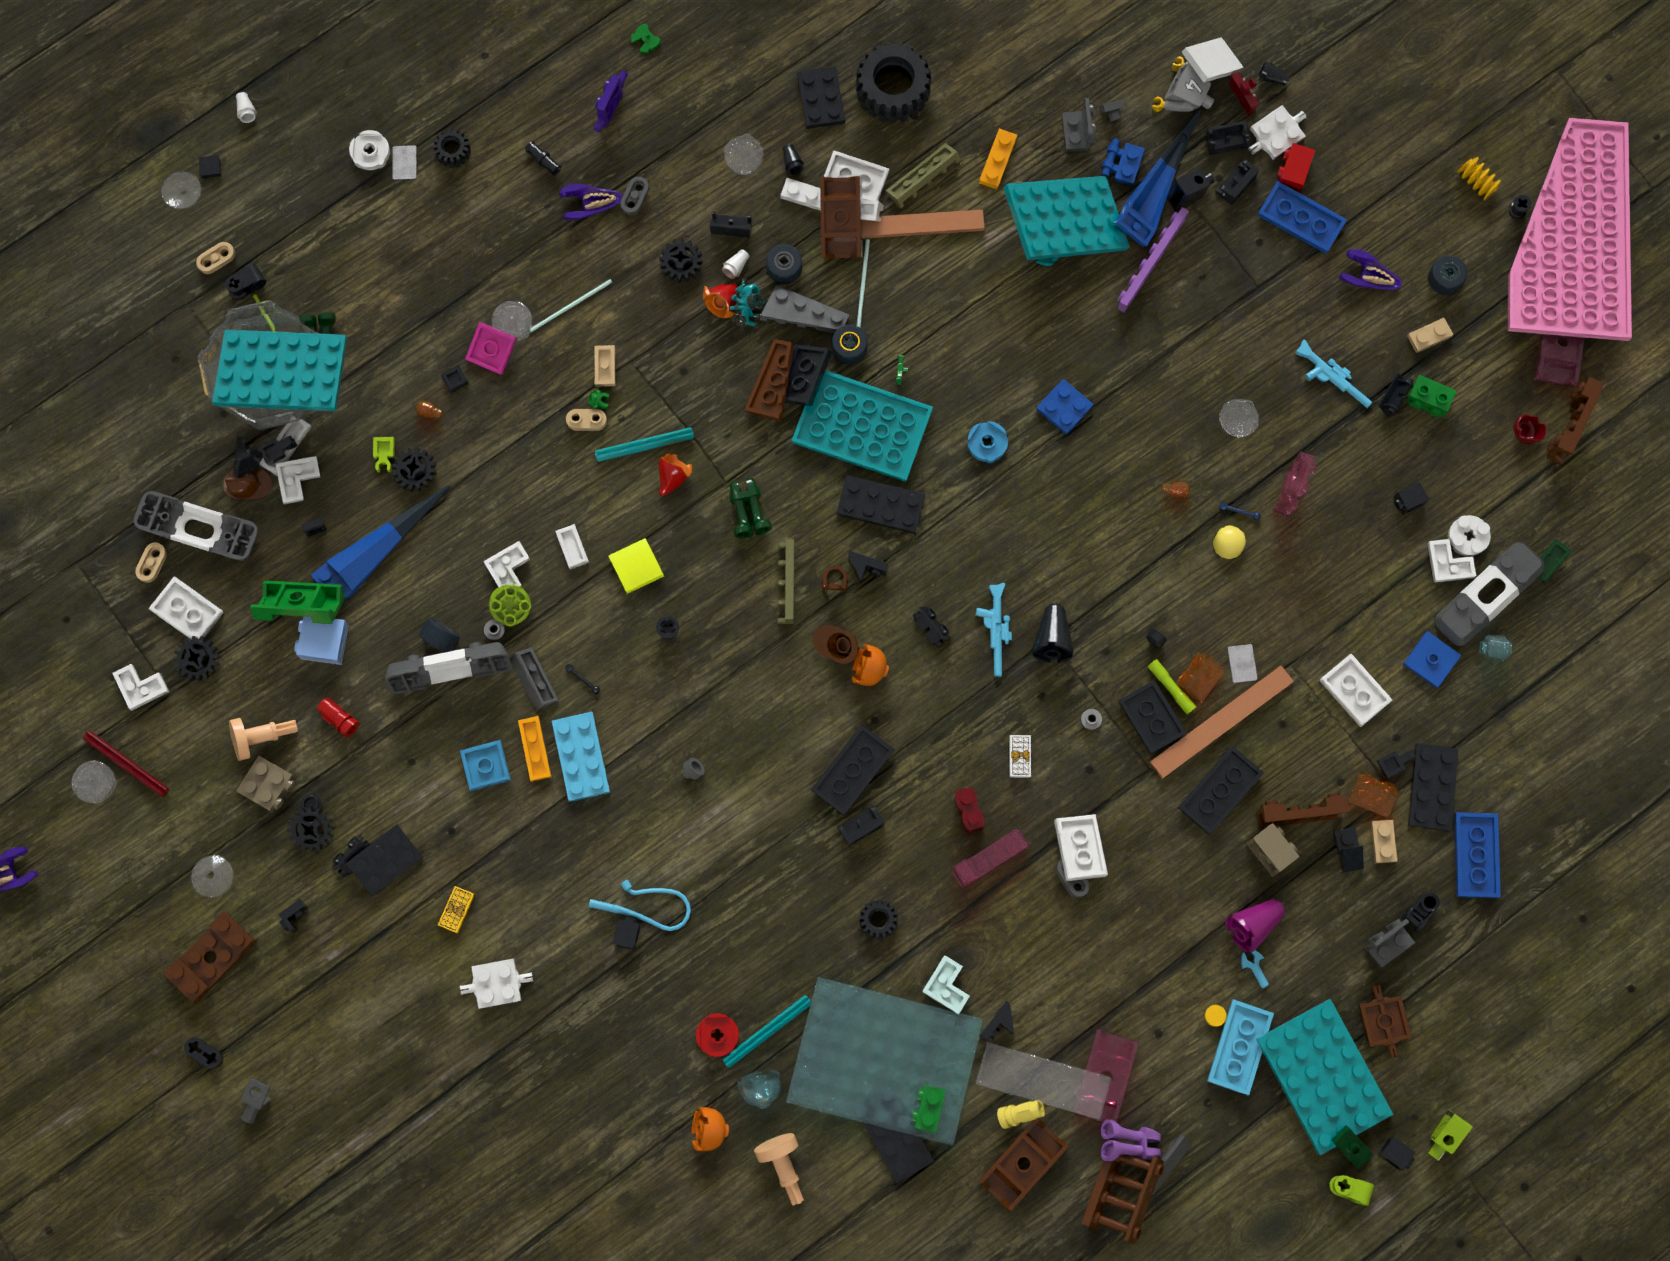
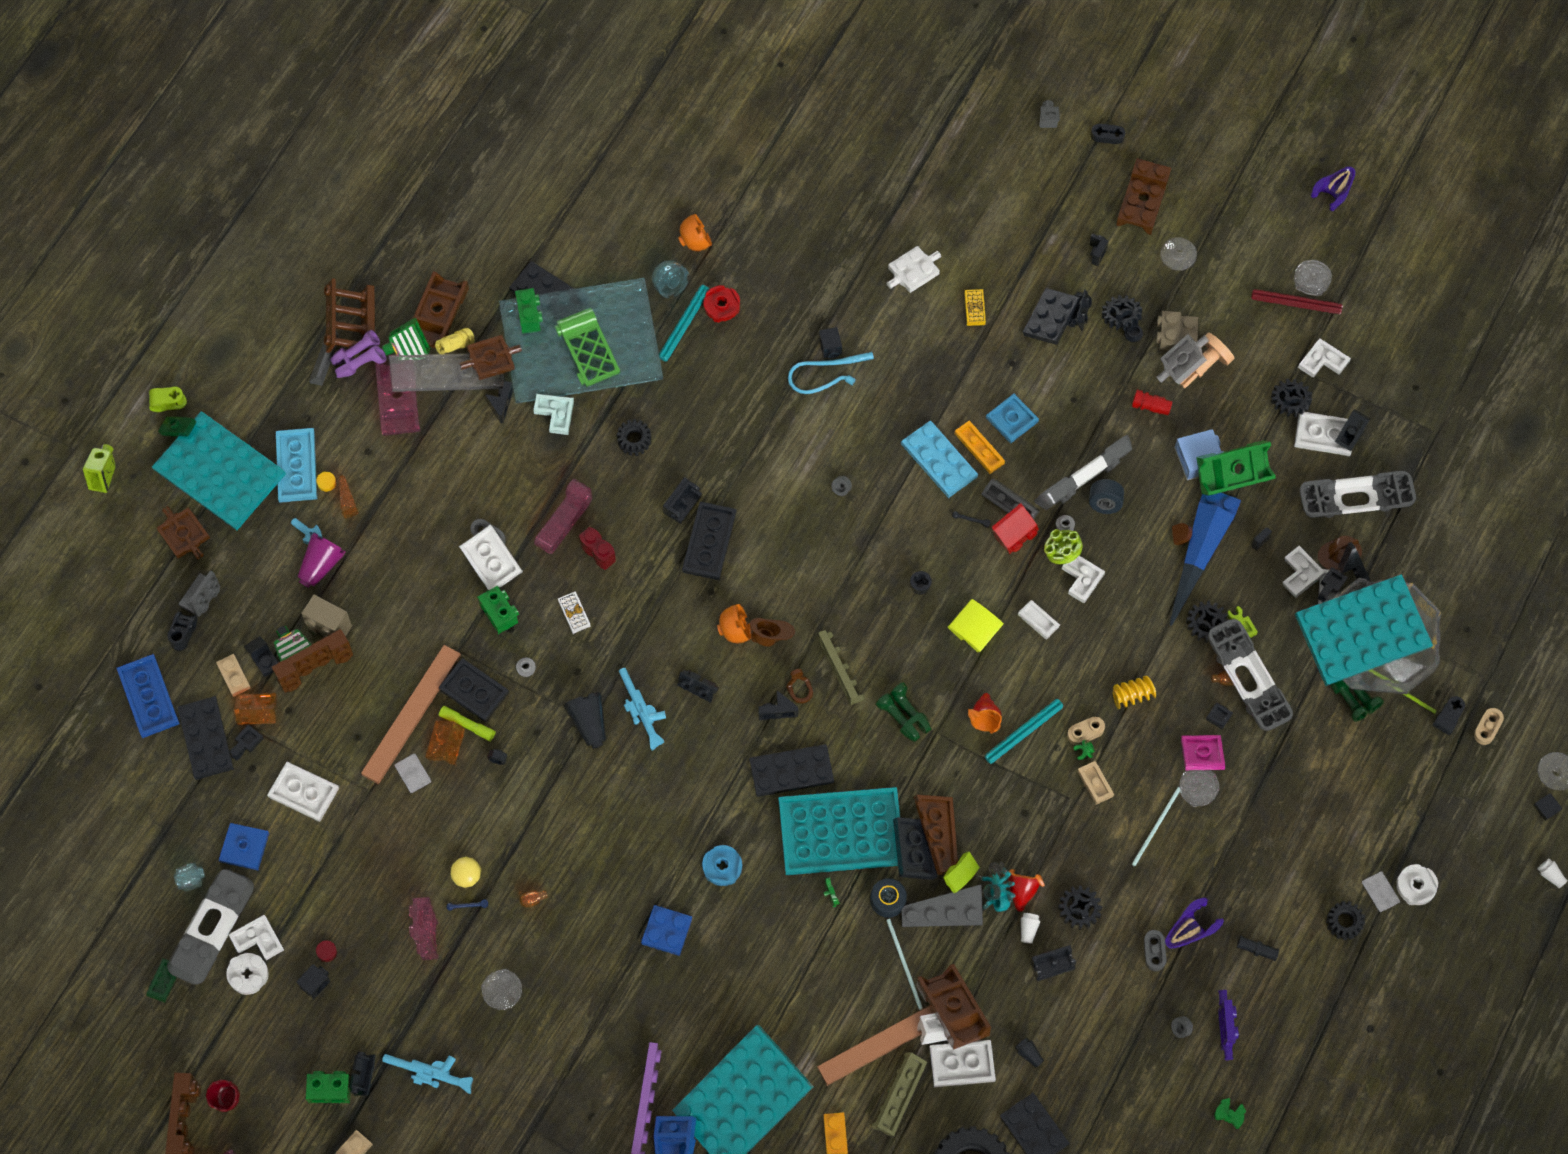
camera: 155 degrees right, 10 degrees down
(149, 562) = (1376, 456): tan plate -> none
(160, 591) = (1352, 430): none -> black slope
(280, 743) = (1183, 359): none -> light grey plate
(387, 568) = (1181, 533): none -> reddish brown tile
(405, 368) = (1235, 649): none -> dark grey piece
(523, 432) = (1133, 690): none -> yellow piece
(548, 639) = (1015, 529): none -> slope
(647, 121) = (1182, 1027): none -> dark grey tile
(743, 154) = (1077, 1038): clear tile -> none
(776, 331) = (961, 873): none -> lime slope
(777, 1152) = (634, 239): light nougat piece -> none
(782, 271) = (986, 953): black wheel -> none
(801, 193) = (1006, 1025): white plate -> none
(888, 1068) = (578, 325): none -> bright green piece
(991, 1074) = (490, 357): none -> reddish brown plate
(1072, 1133) = (407, 340): none -> green torso
(1094, 790) = (498, 609): none -> green brick
(1202, 979) = (348, 505): none -> clear orange slope
(1220, 790) = (390, 655): black plate -> none
(1315, 838) = (289, 642): none -> torso
(1388, 524) = (326, 951): none -> dark red tile
(1397, 1154) = (138, 438): black brick -> none

